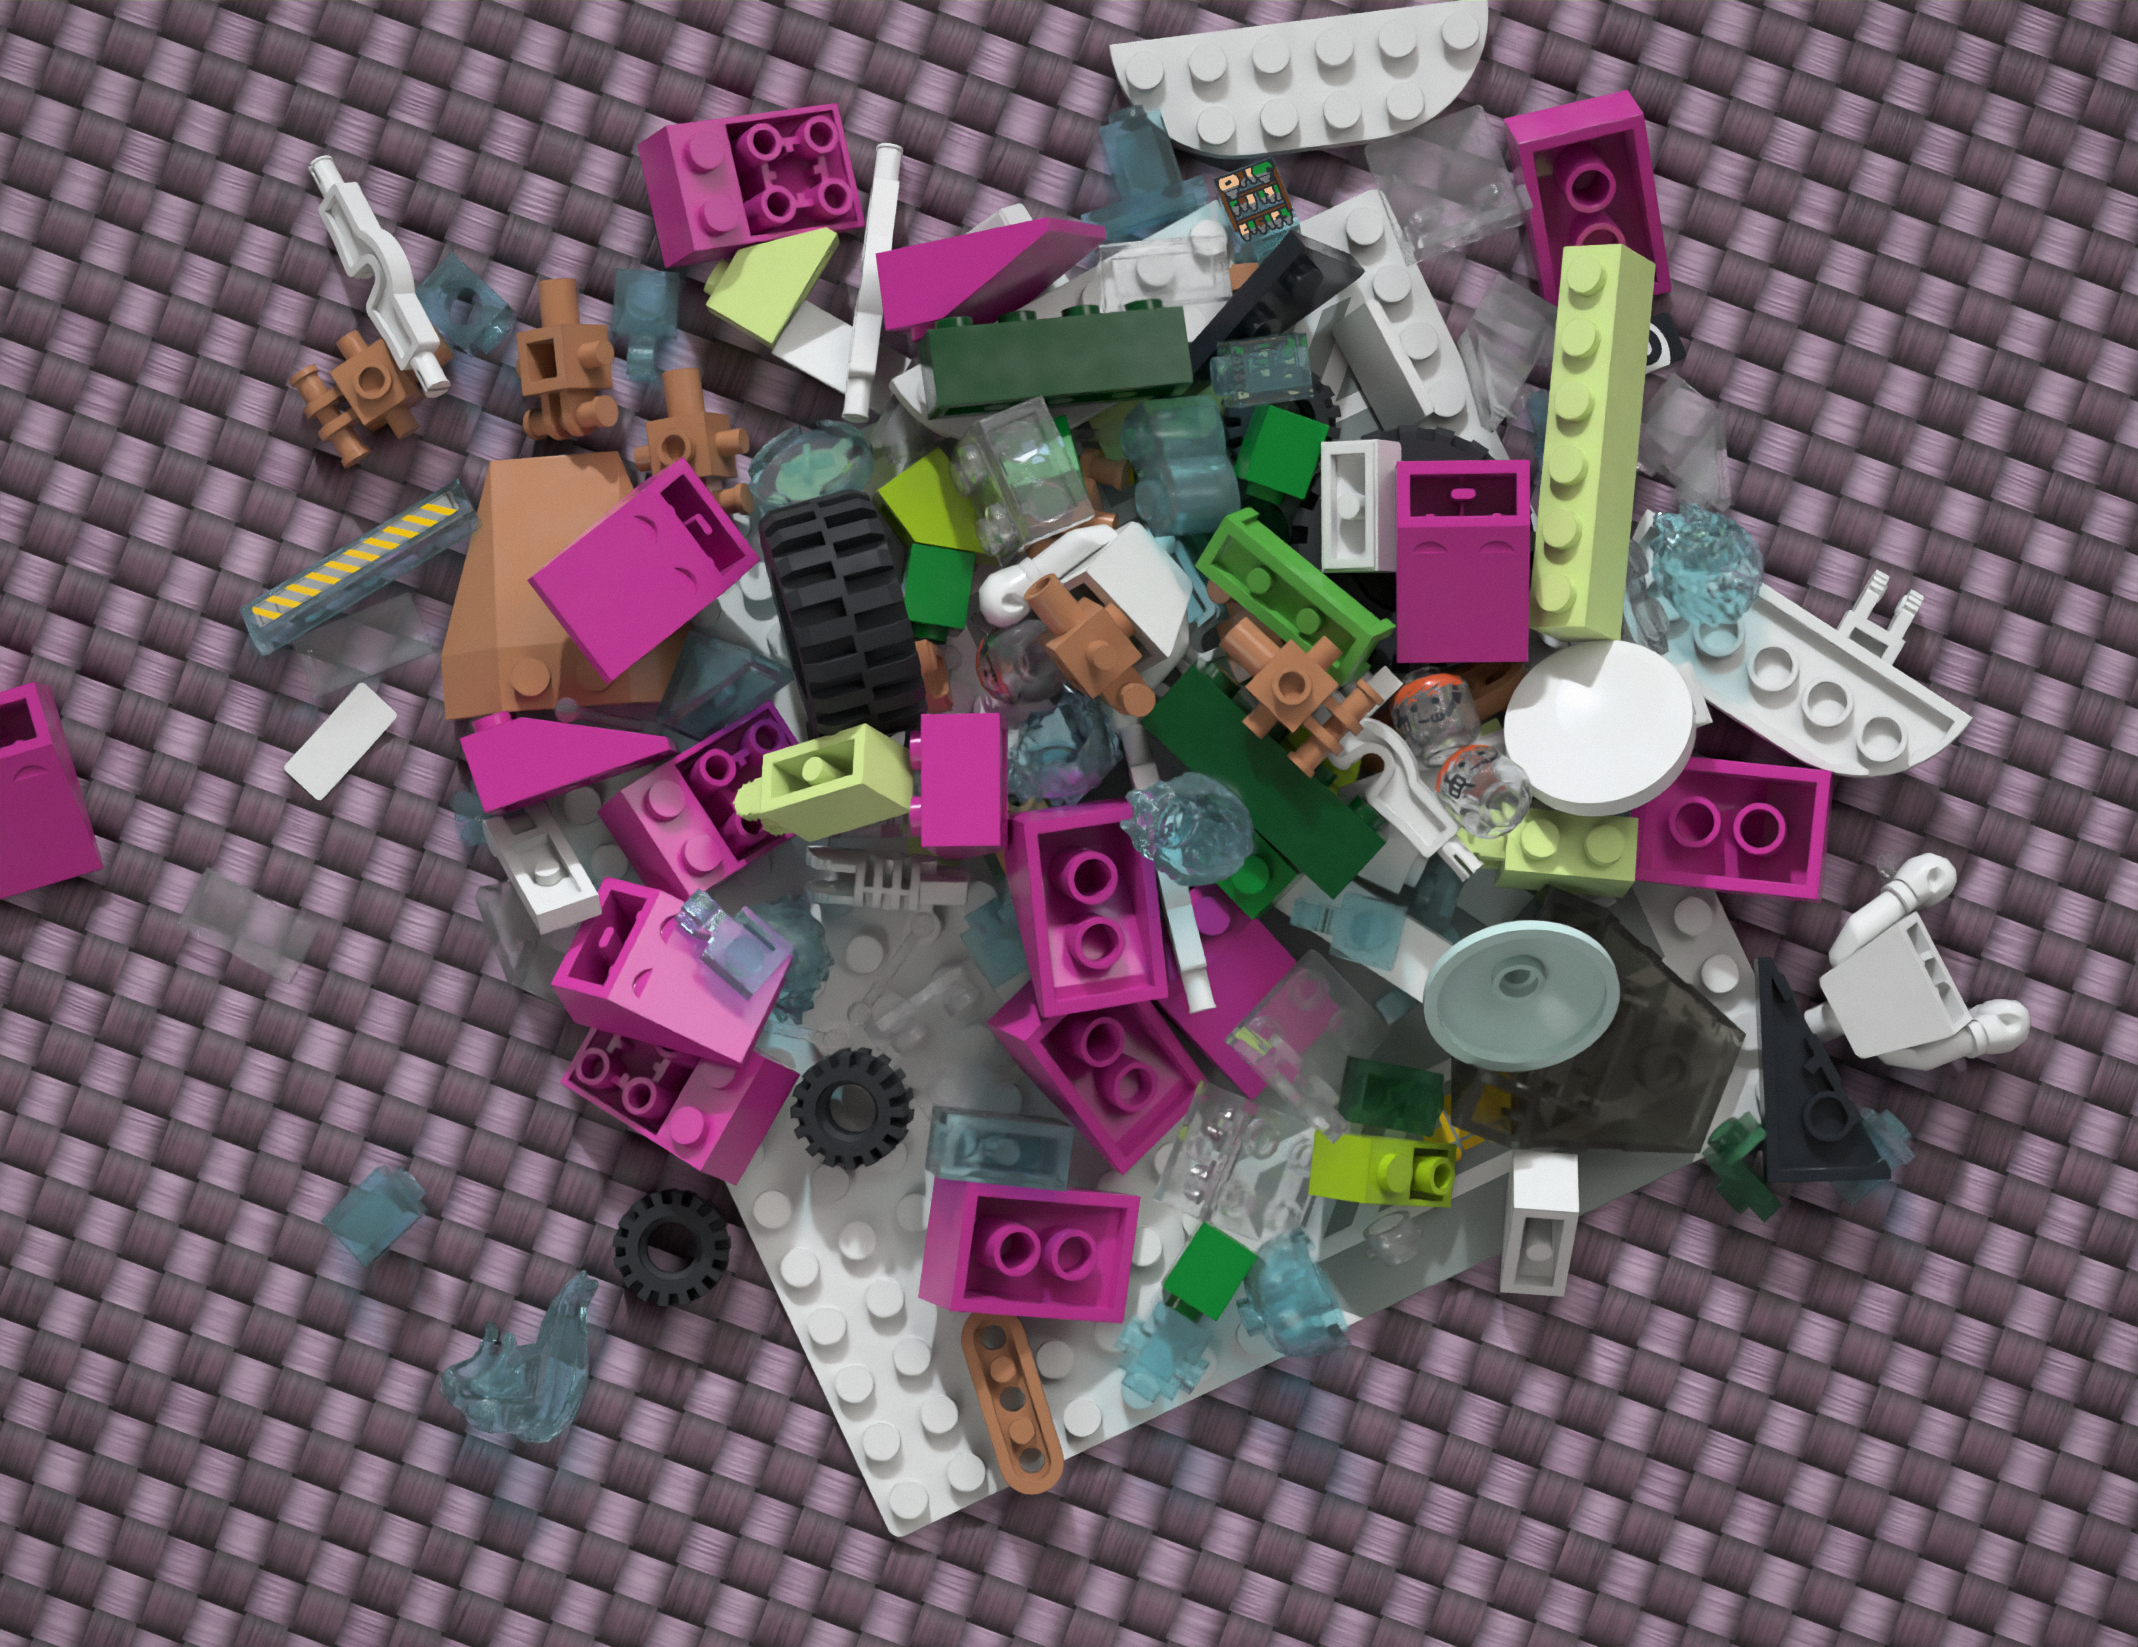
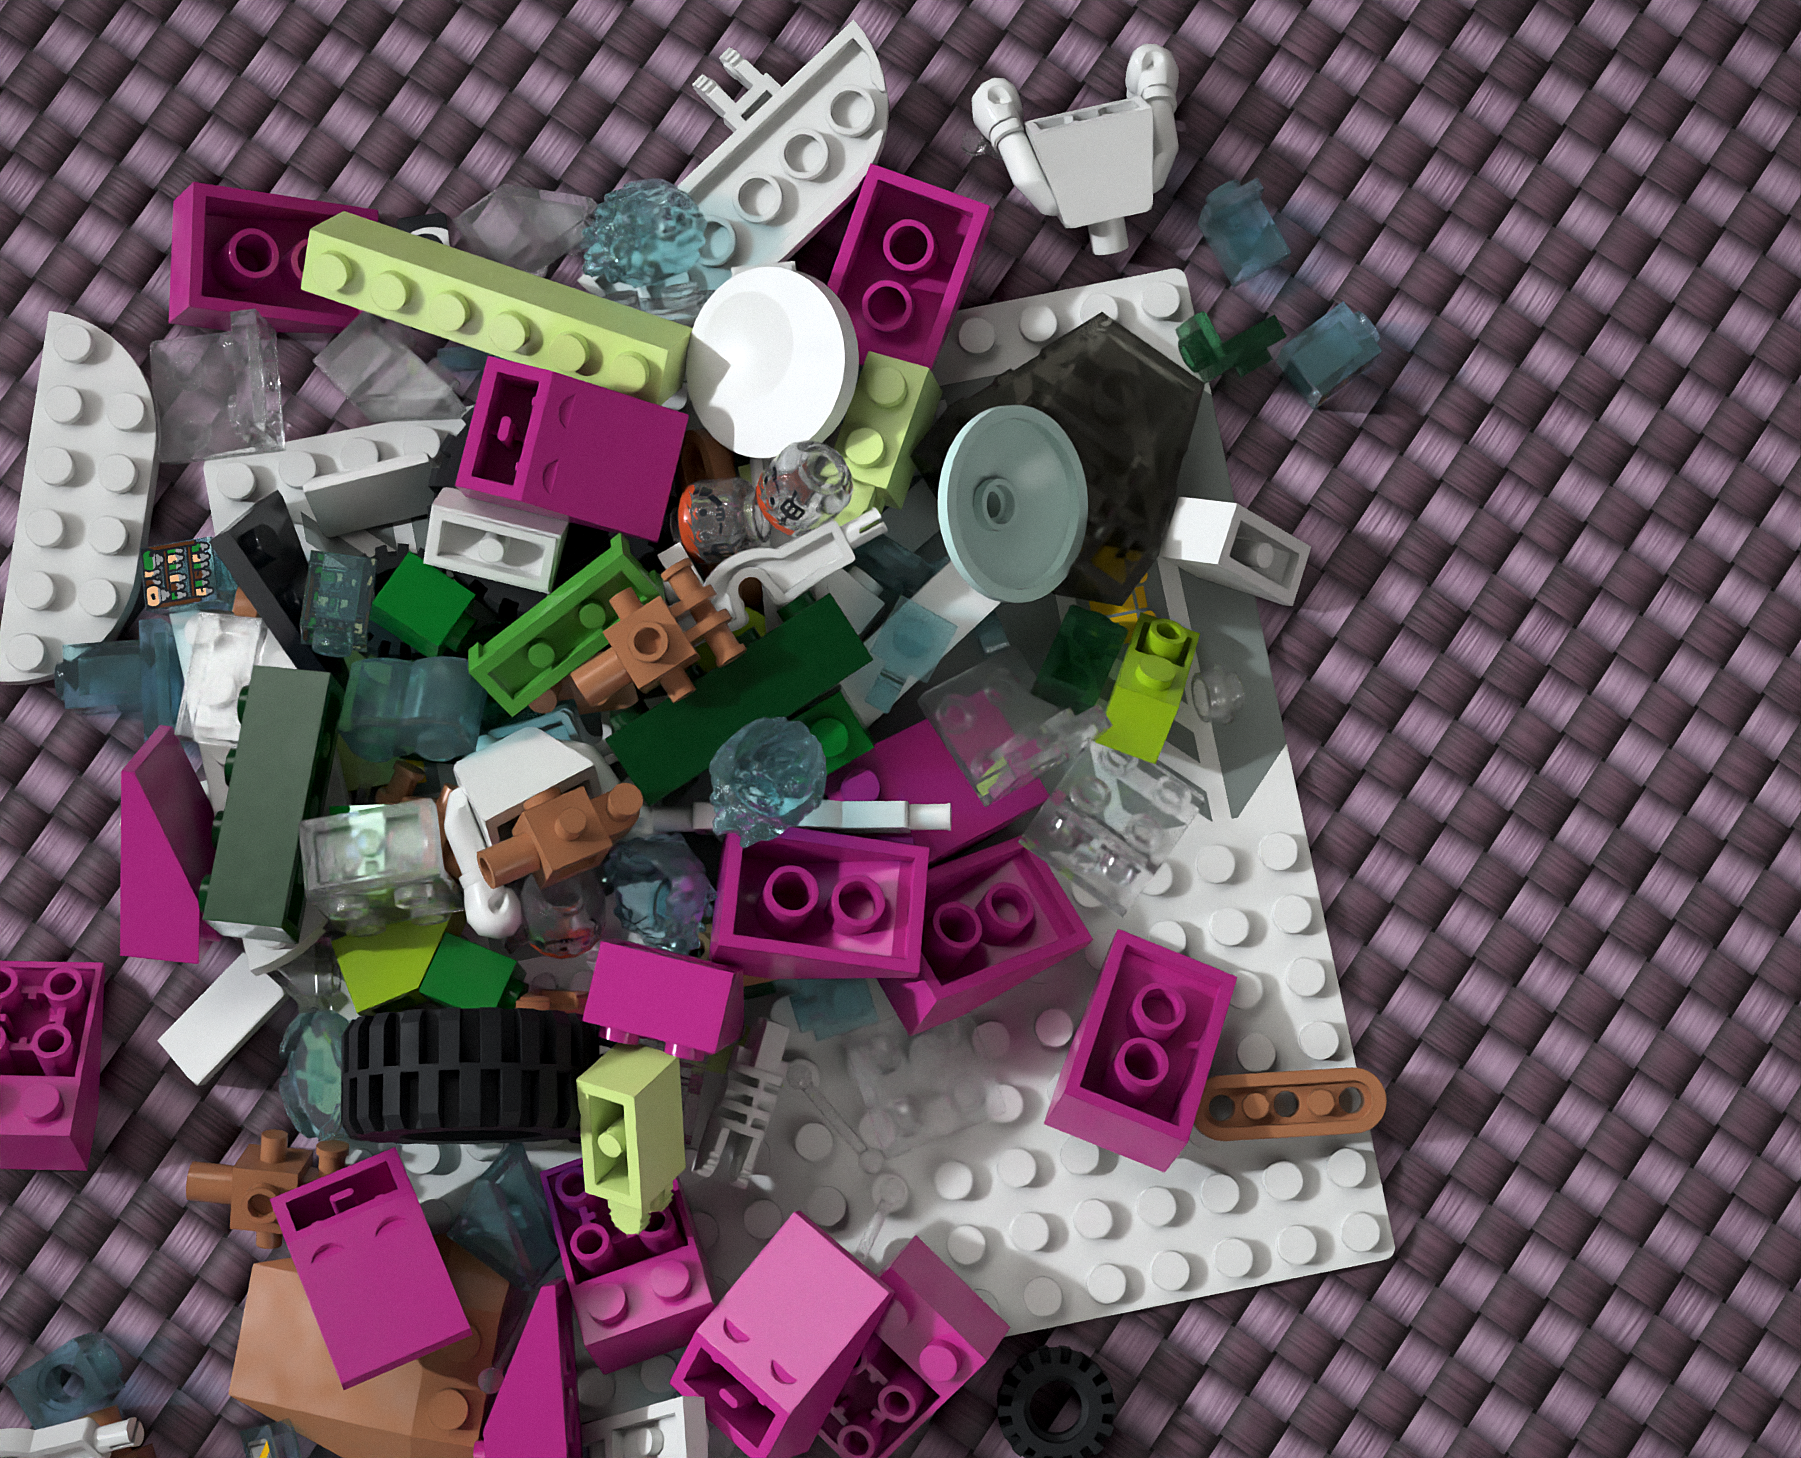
camera: 75 degrees left, 5 degrees down
(565, 368) = (155, 1295): nougat piece -> none
(645, 310) = (127, 1200): clear light blue plate -> none
(739, 948) = (774, 1264): clear light blue plate -> none
(769, 282) = (128, 1070): yellowish green slope -> none
(810, 954) = (770, 1204): clear light blue hair -> none
(825, 1134) = (968, 1229): black tyre -> none
(869, 303) = (168, 973): white piece -> none
(999, 1148) = (1037, 1054): clear light blue brick -> none
(1162, 1352) = (1275, 944): clear light blue brick -> none
(1207, 1273) = (1208, 881): green brick -> none
(1292, 1299) = (1253, 805): clear light blue cylinder -> none
(1761, 1270) = (1330, 354): none -> clear light blue brick
(1803, 1107) = (1174, 272): black wing -> none

